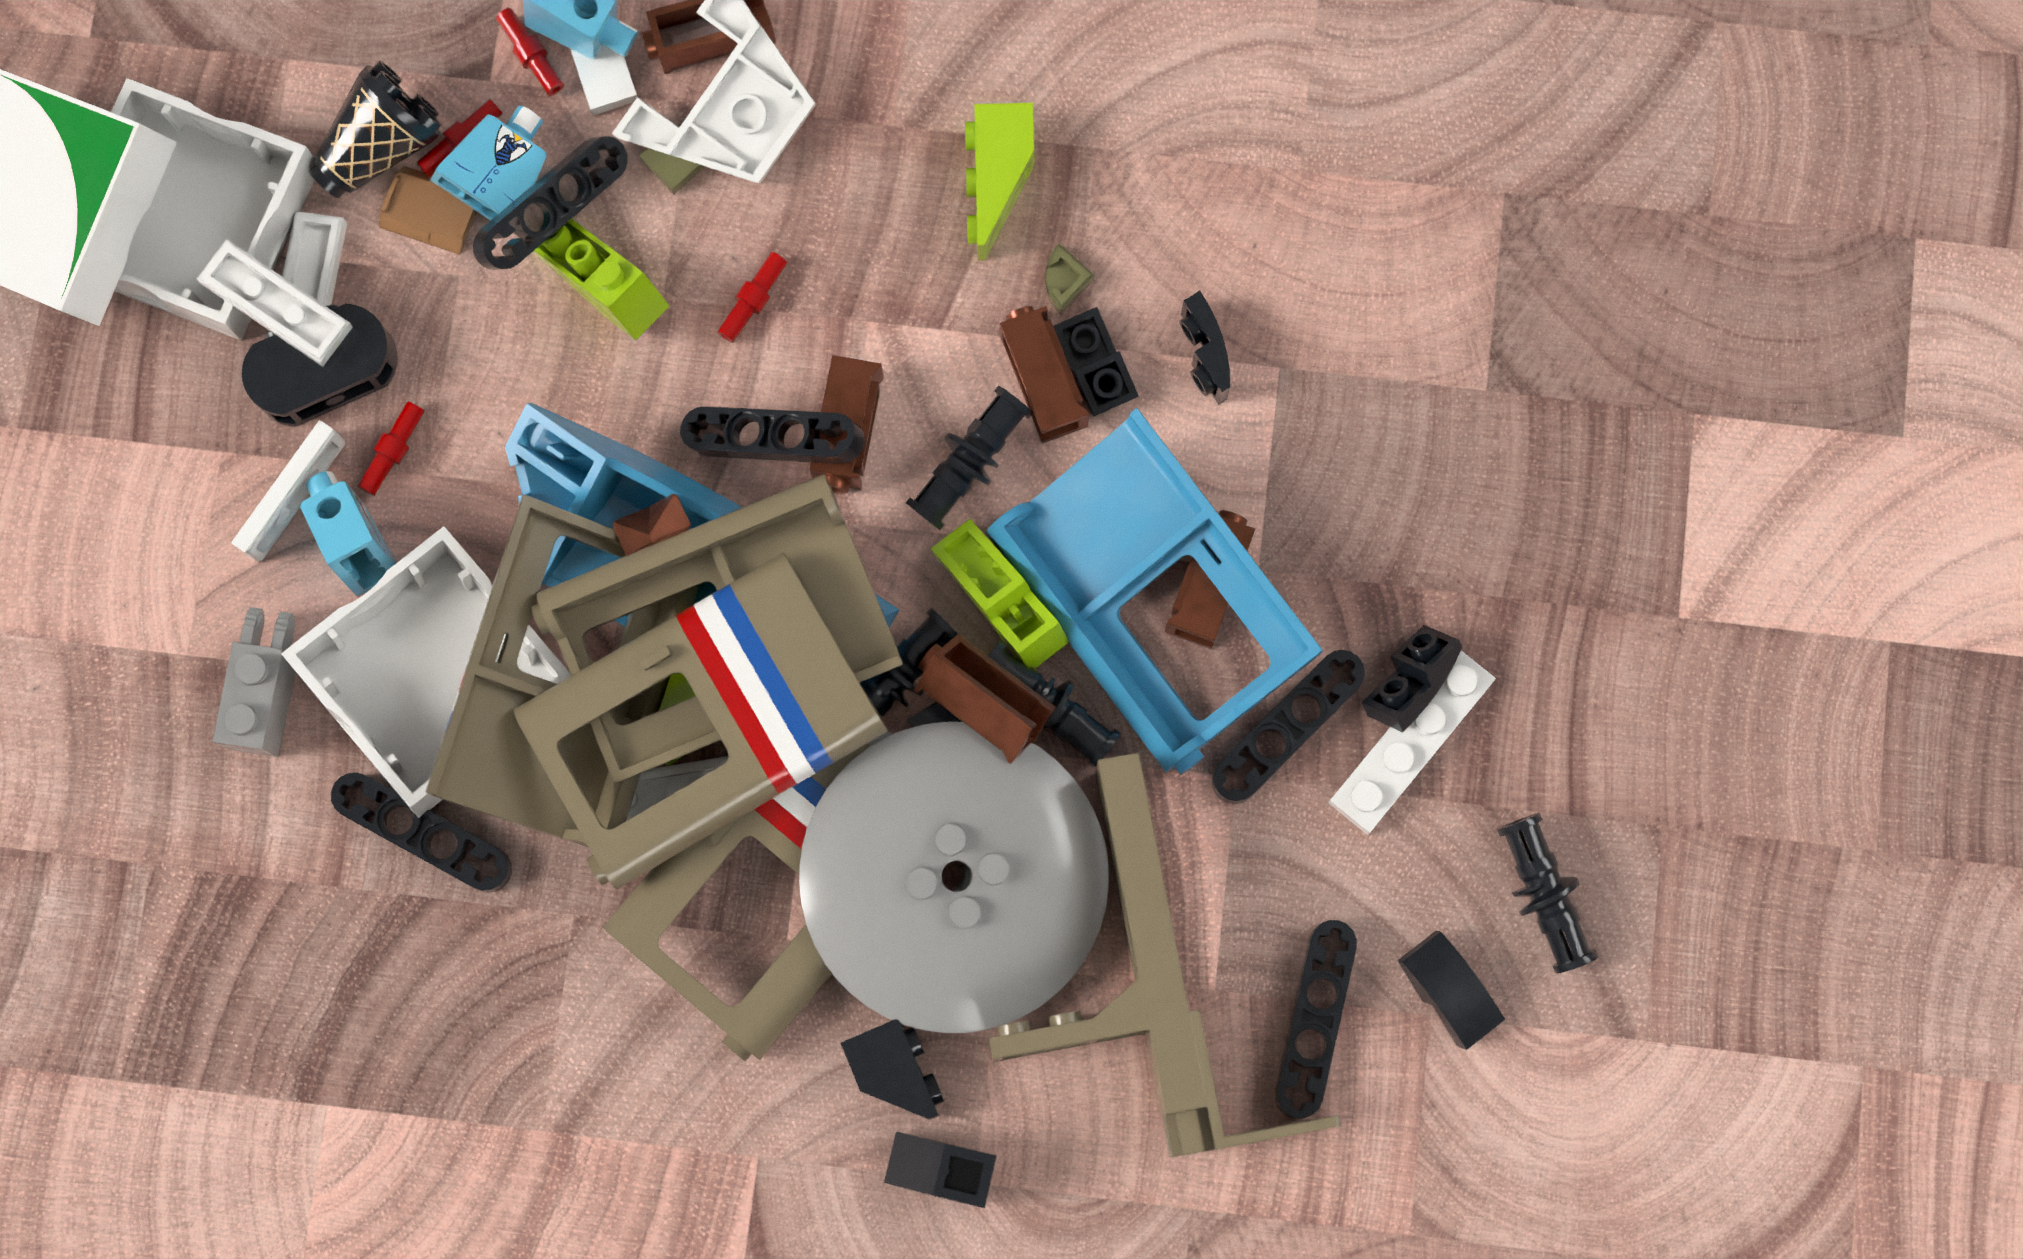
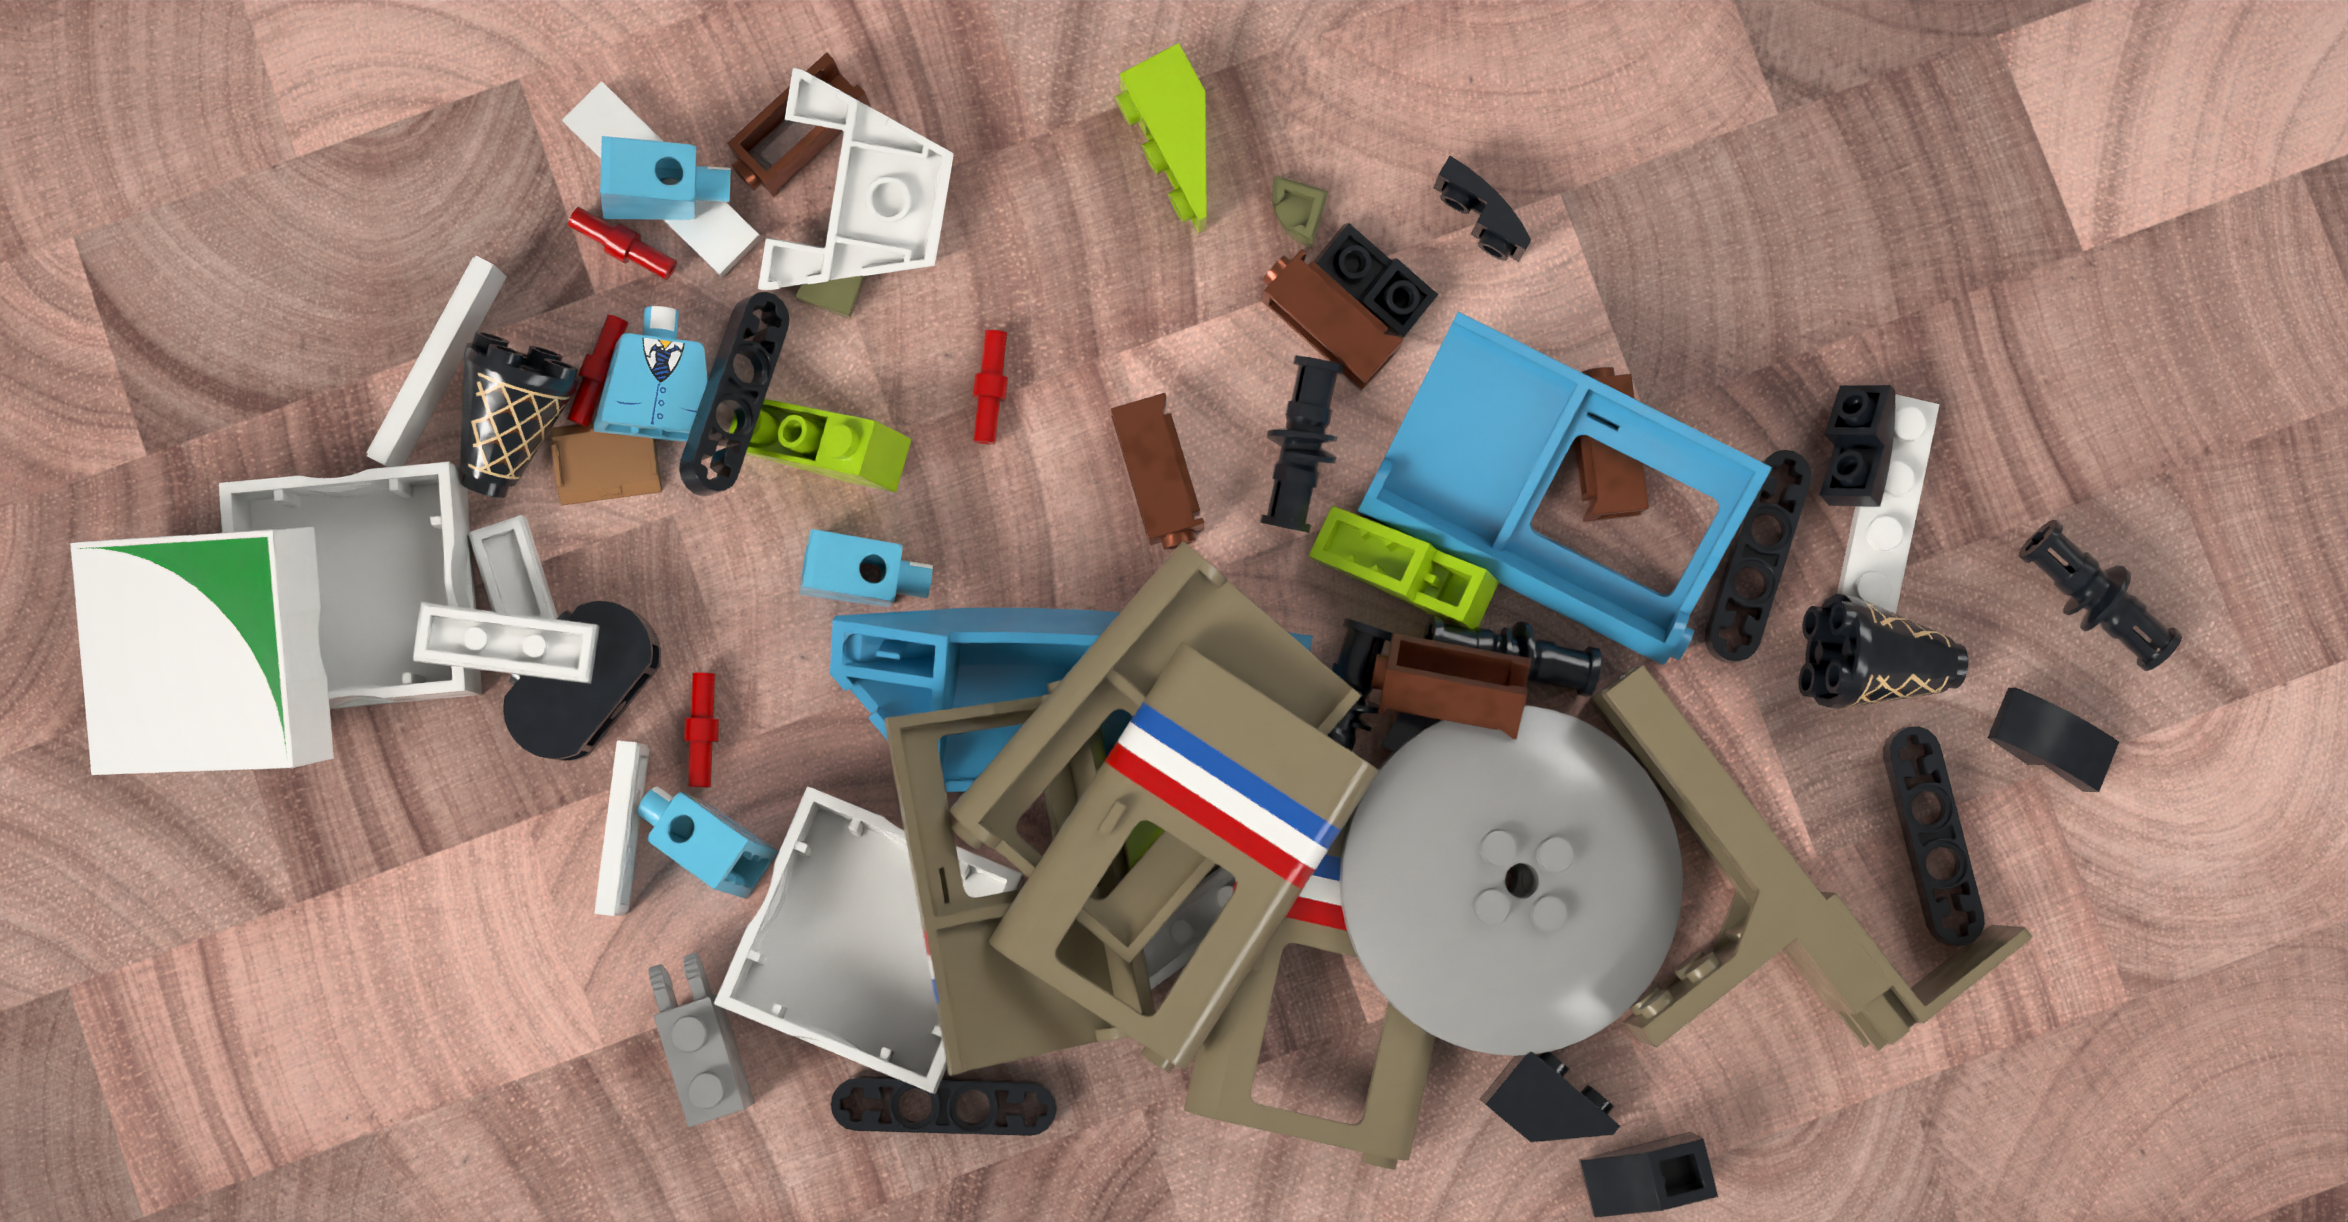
camera: 30 degrees left, 5 degrees up
(339, 72) = (437, 363): none -> white tile
(557, 368) = (834, 563): none -> medium azure torso
(651, 524) = (1026, 680): copper slope -> none
(771, 435) = (1090, 518): black beam -> none
(1340, 849) = (1874, 656): none -> black cone

